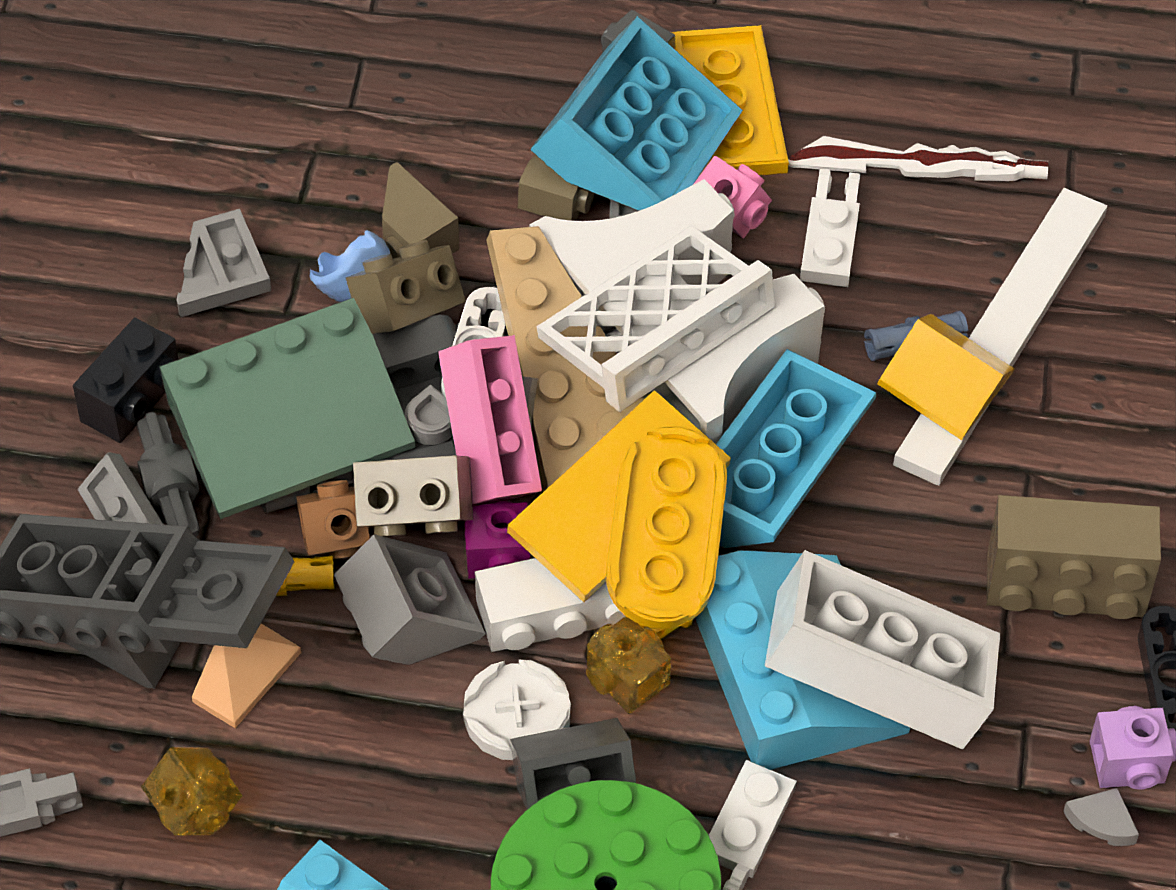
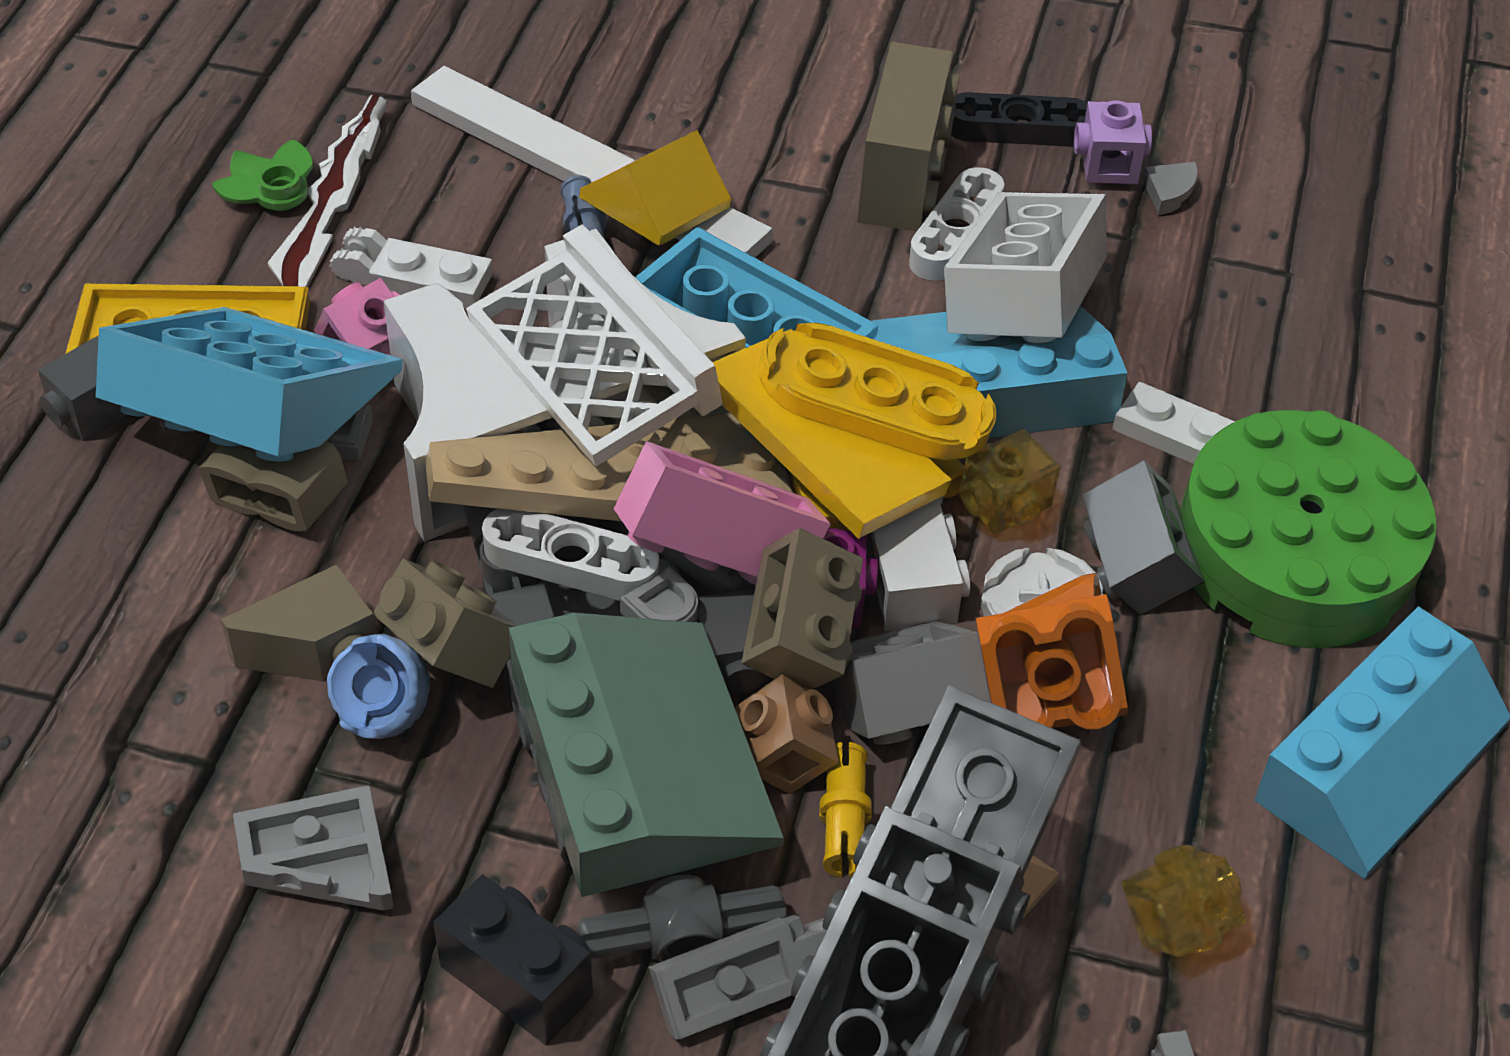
camera: 85 degrees left, 5 degrees down
(416, 691) = (1056, 657): none -> orange piece
(924, 114) = (270, 182): none -> bright green plate
(1035, 627) = (954, 204): none -> white beam

